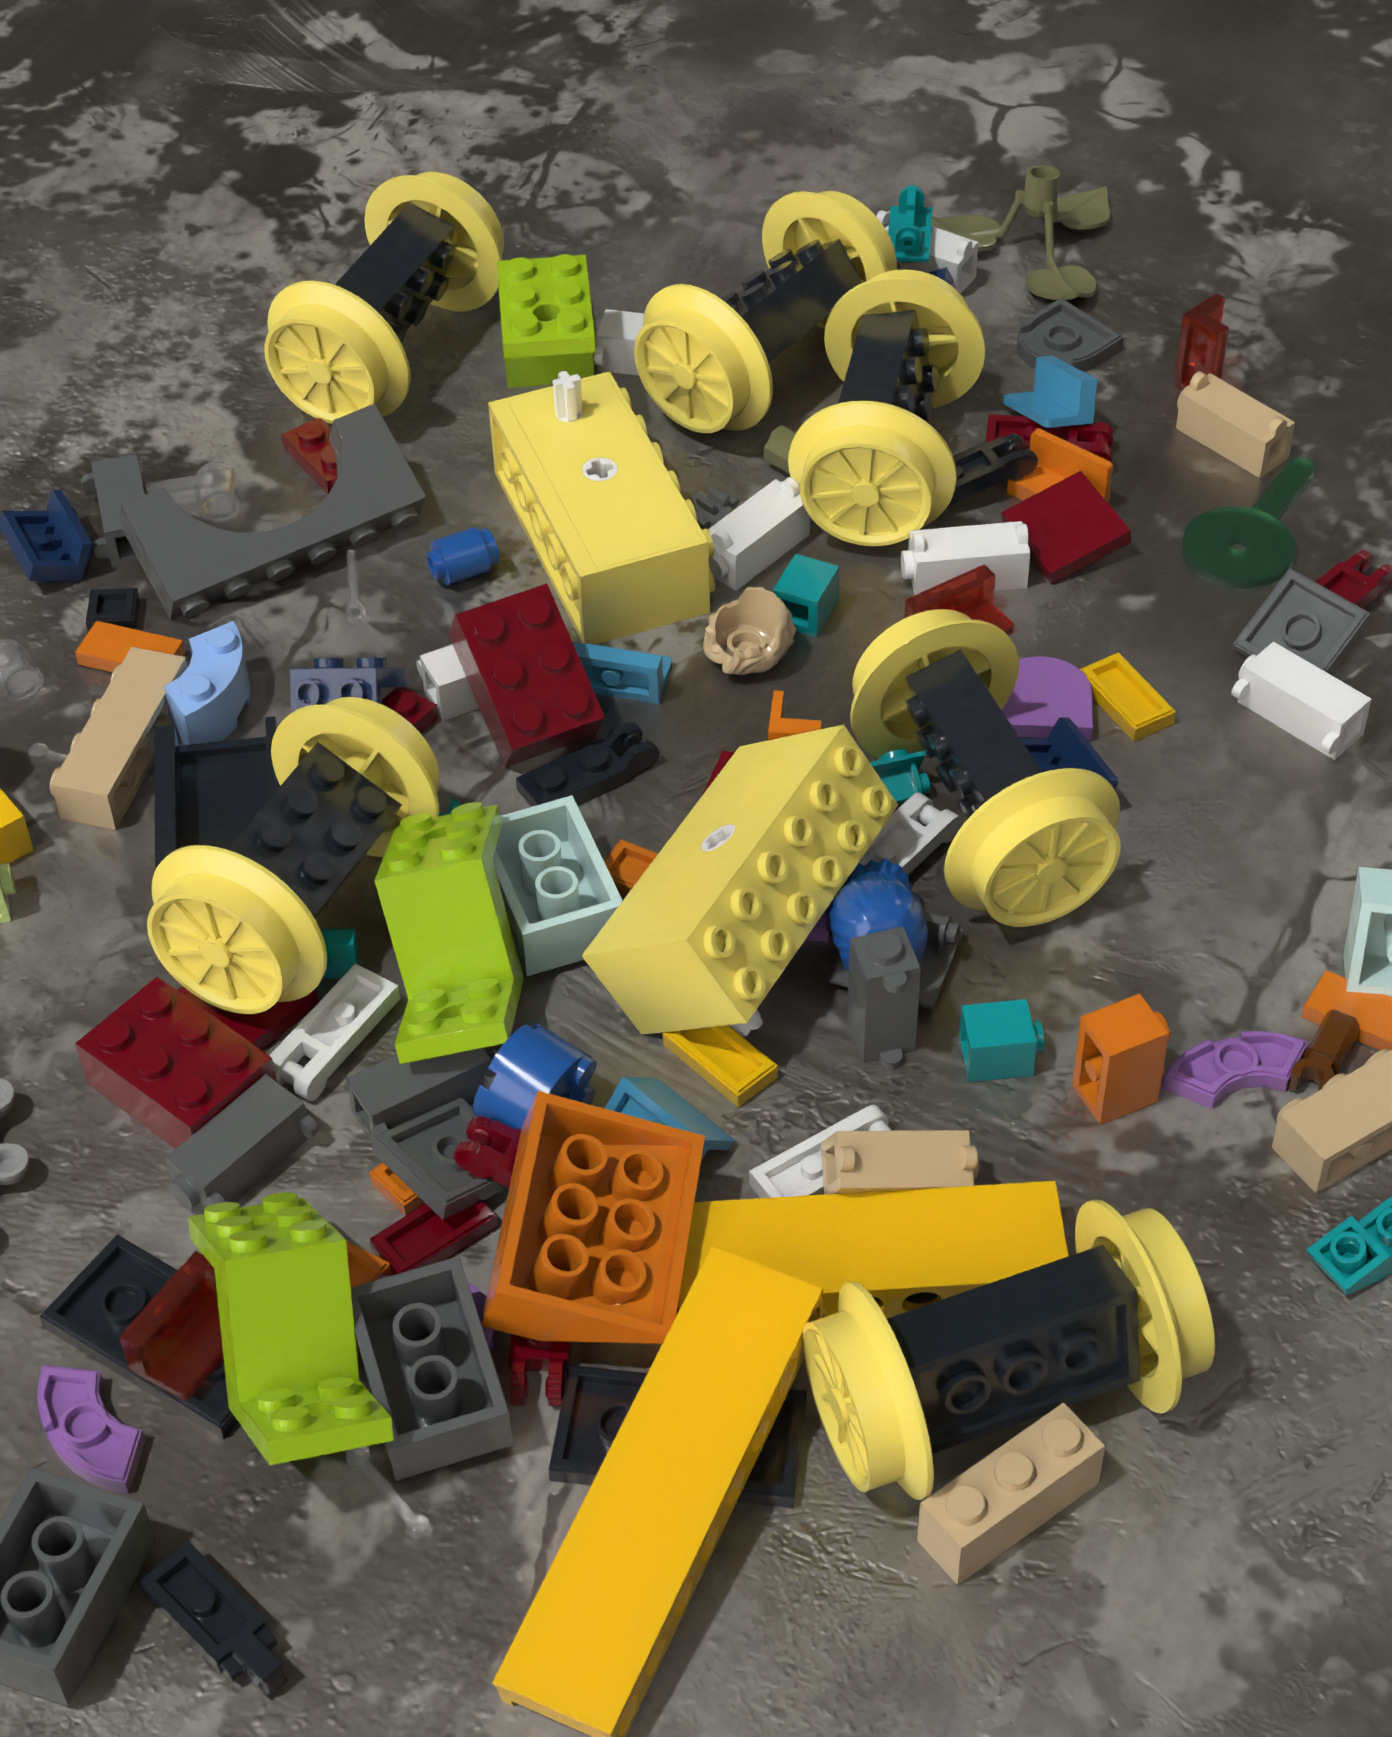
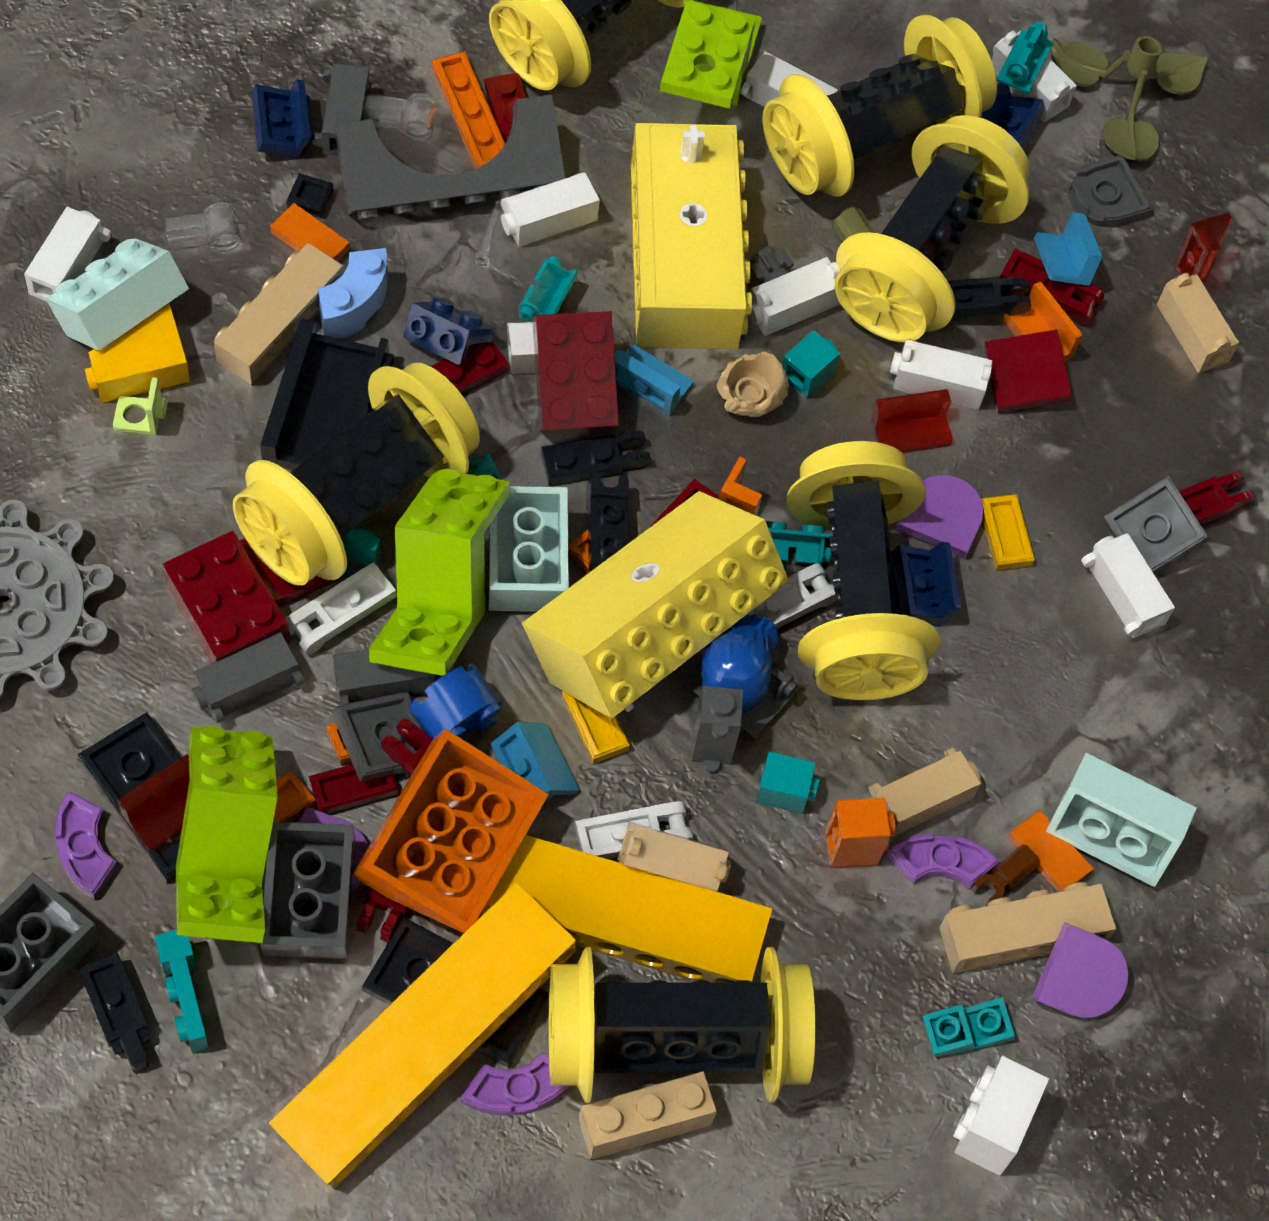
camera: 10 degrees right, 15 degrees up
(270, 467) = (468, 107): none -> orange tile
(278, 1532) = (177, 960): none -> teal plate
(399, 543) = (550, 209): none -> white brick
(448, 599) = (555, 286): none -> teal hinge
(462, 555) = (575, 239): blue brick -> none
(630, 821) = (606, 518): none -> black plate
(815, 1530) = (513, 1090): none -> medium lavender tile
(1191, 983) = (930, 790): none -> tan brick
(1267, 540) = (1170, 419): clear green piece -> none

